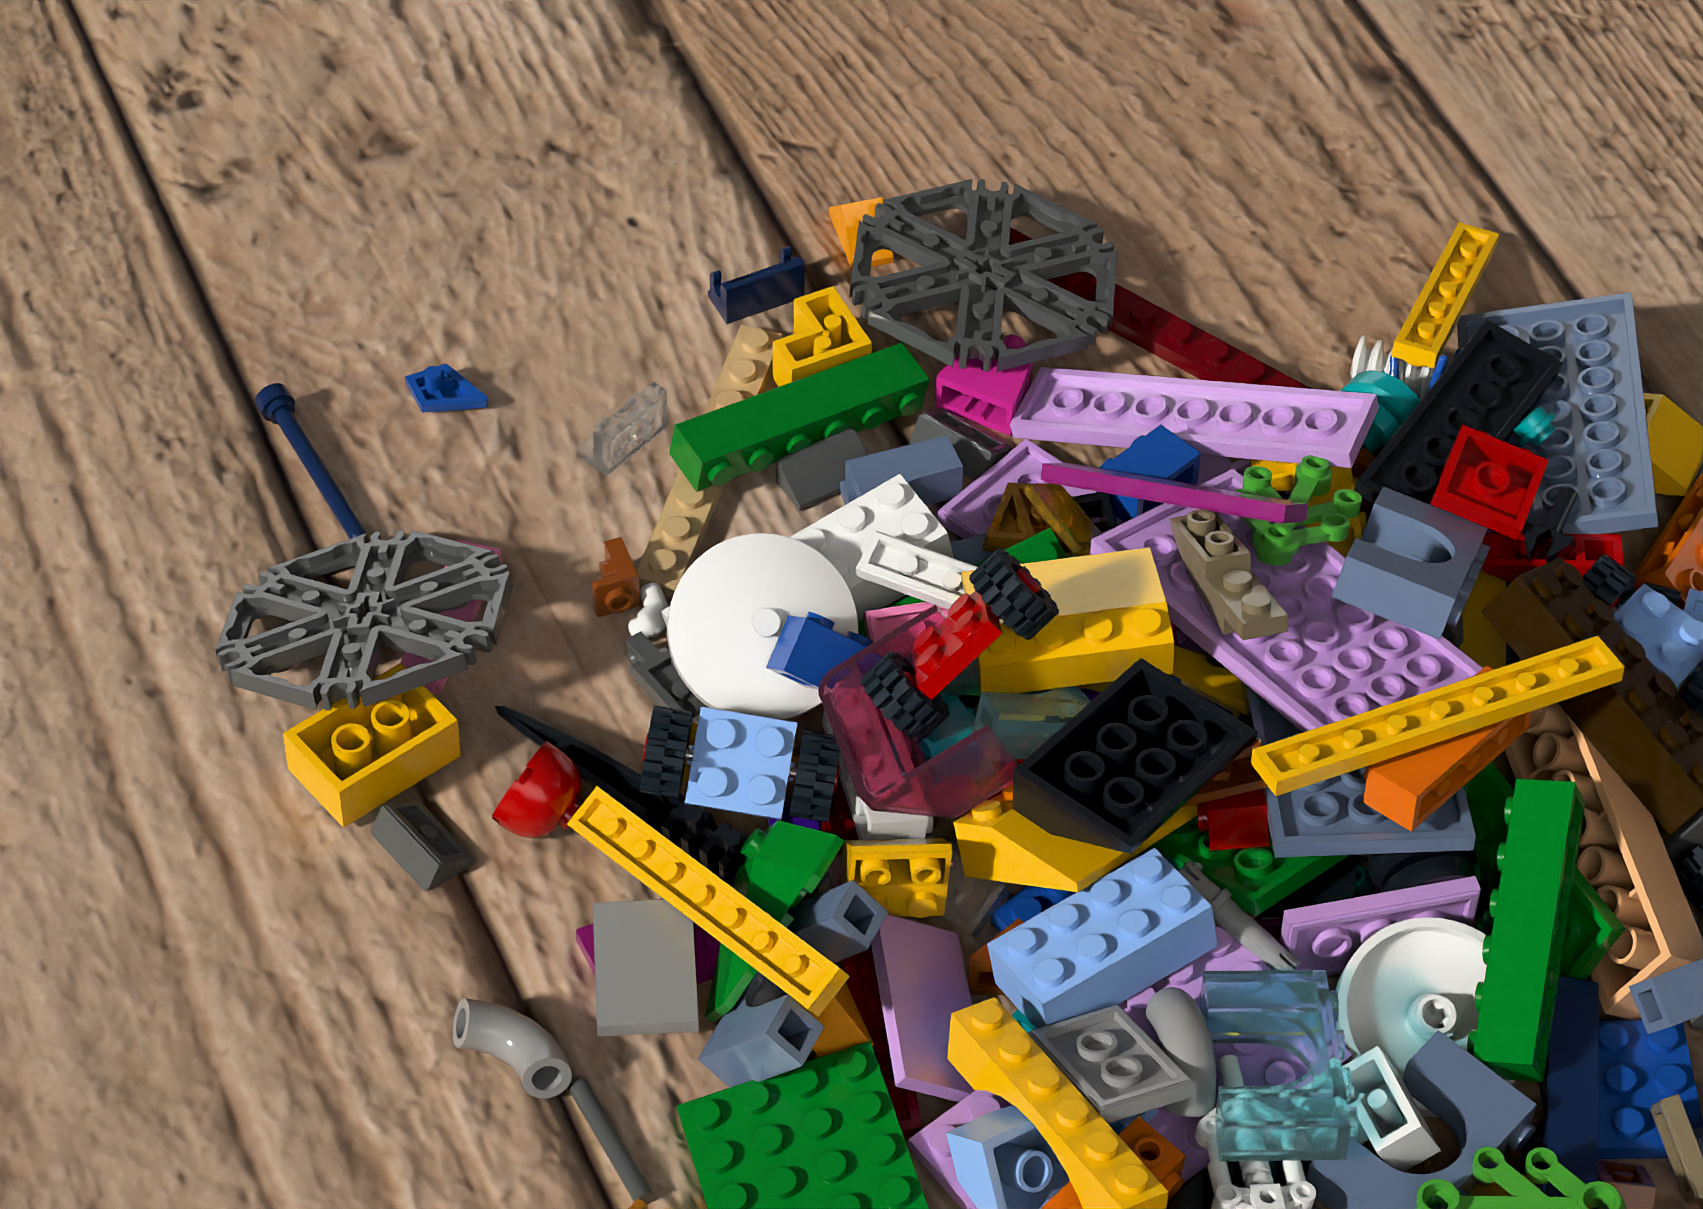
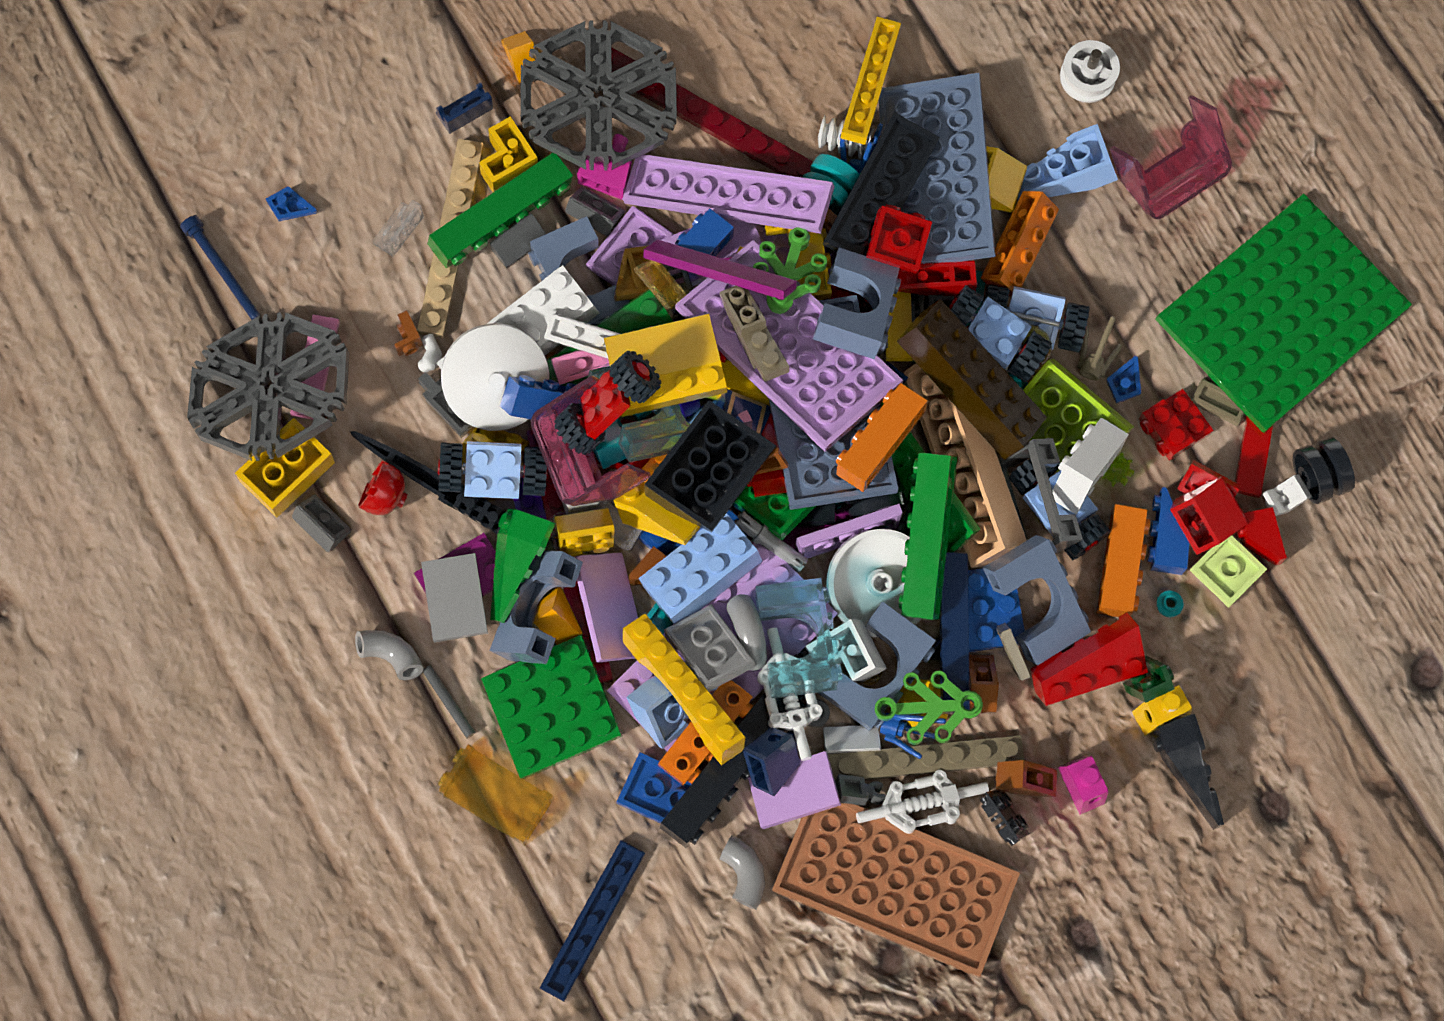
camera: 10 degrees left, 25 degrees up
(709, 901) = (483, 562): yellow plate -> none
(1436, 715) = (874, 428): yellow plate -> none
(1535, 427) = (924, 188): teal plate -> none
(1552, 529) = (936, 263): black bar -> none

